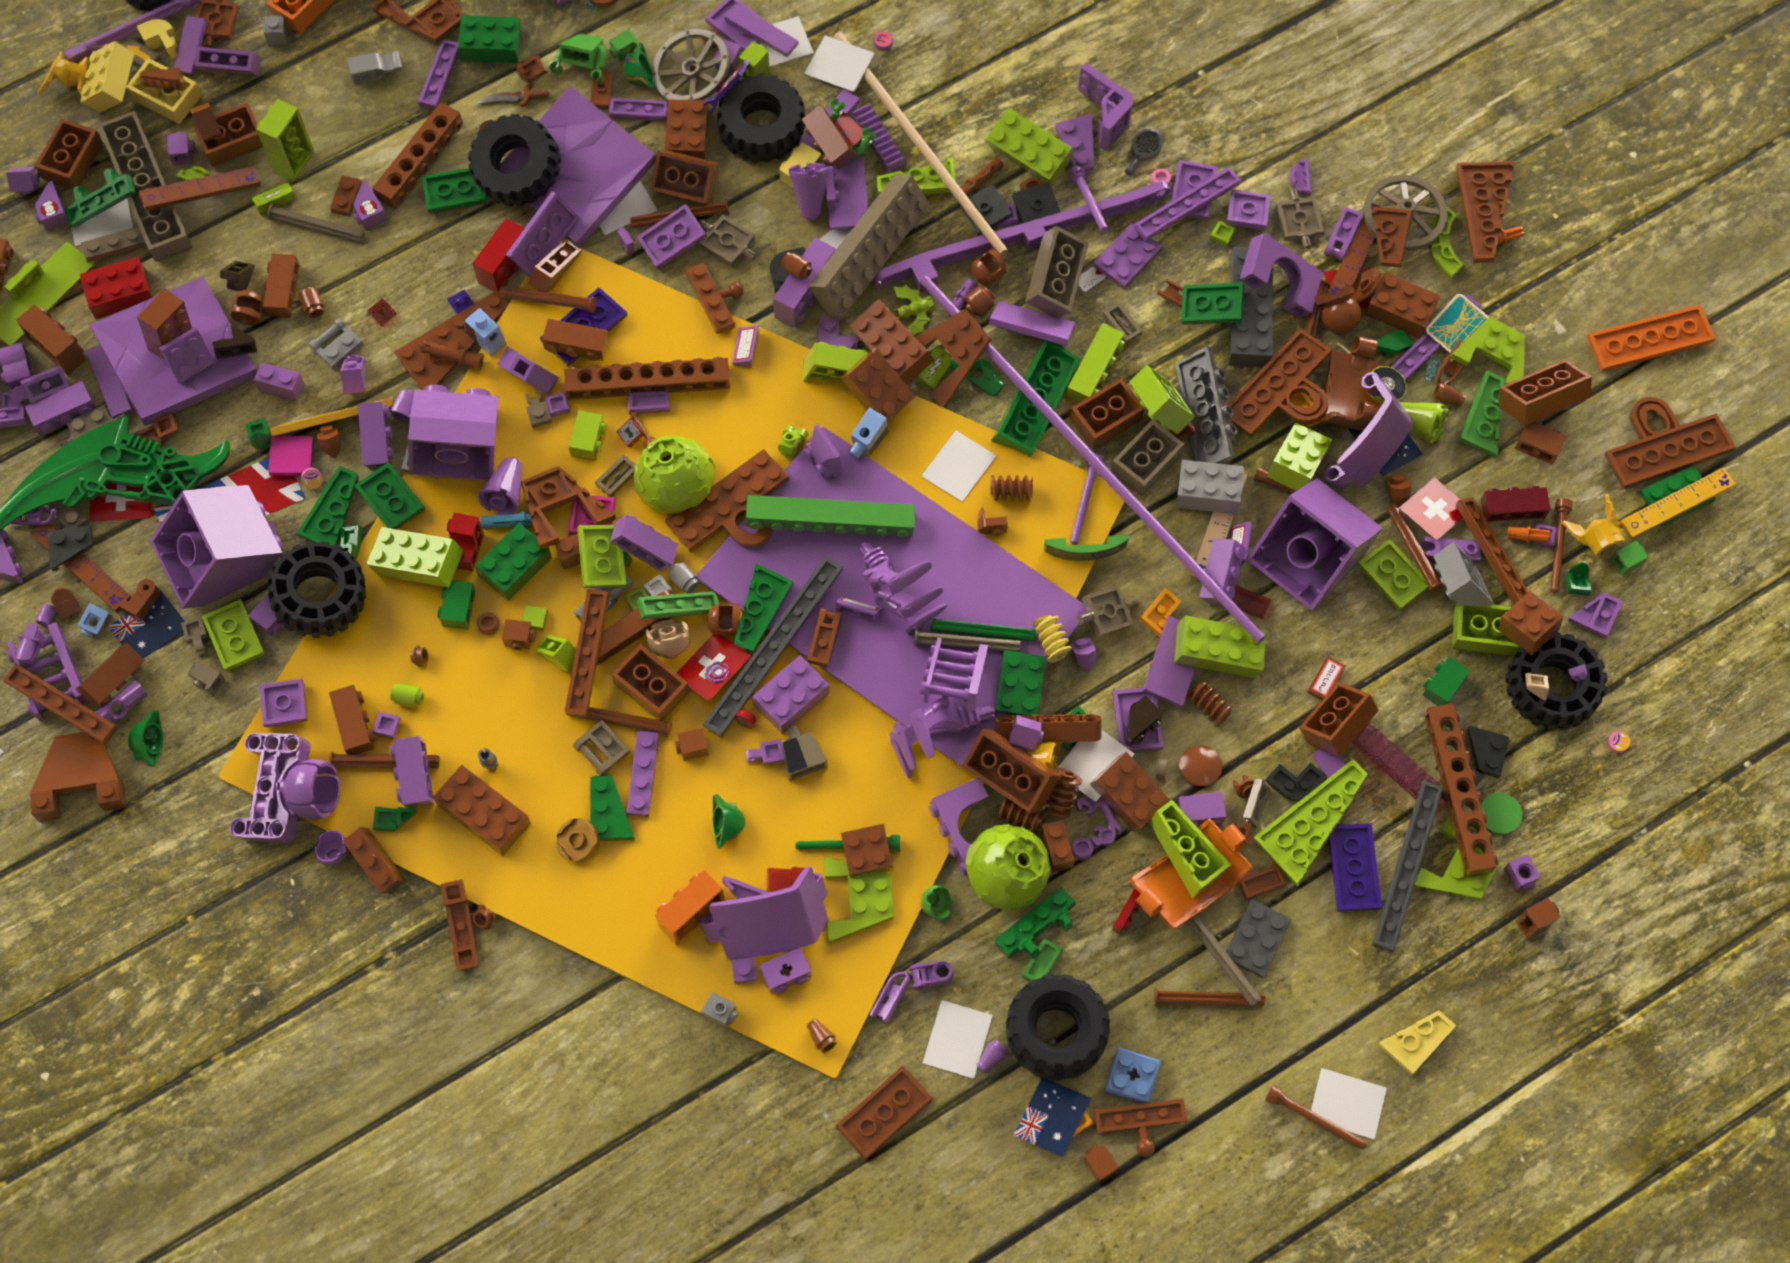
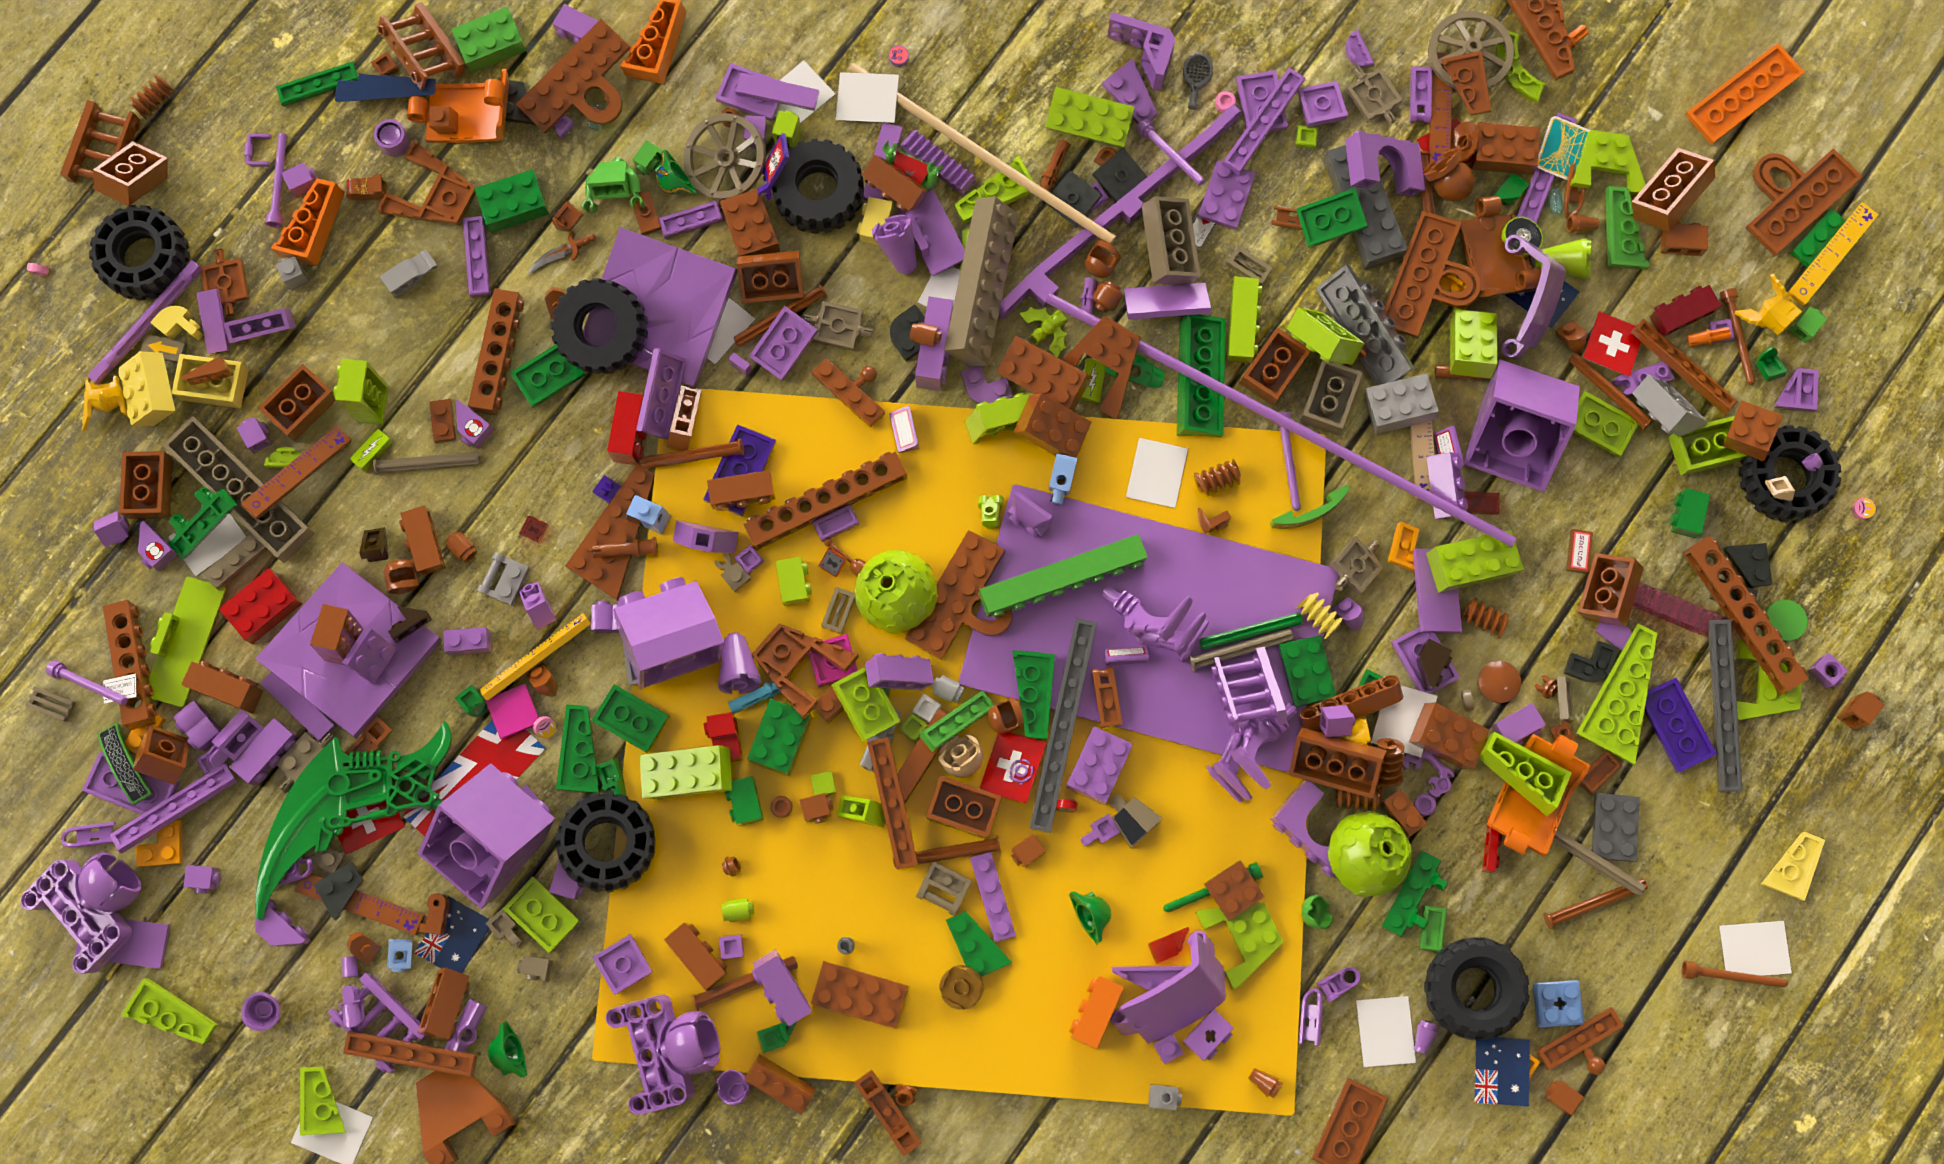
camera: 20 degrees left, 10 degrees up
(206, 122) = (271, 401): dark orange slope -> none
(375, 433) = (587, 660): medium lavender brick -> none

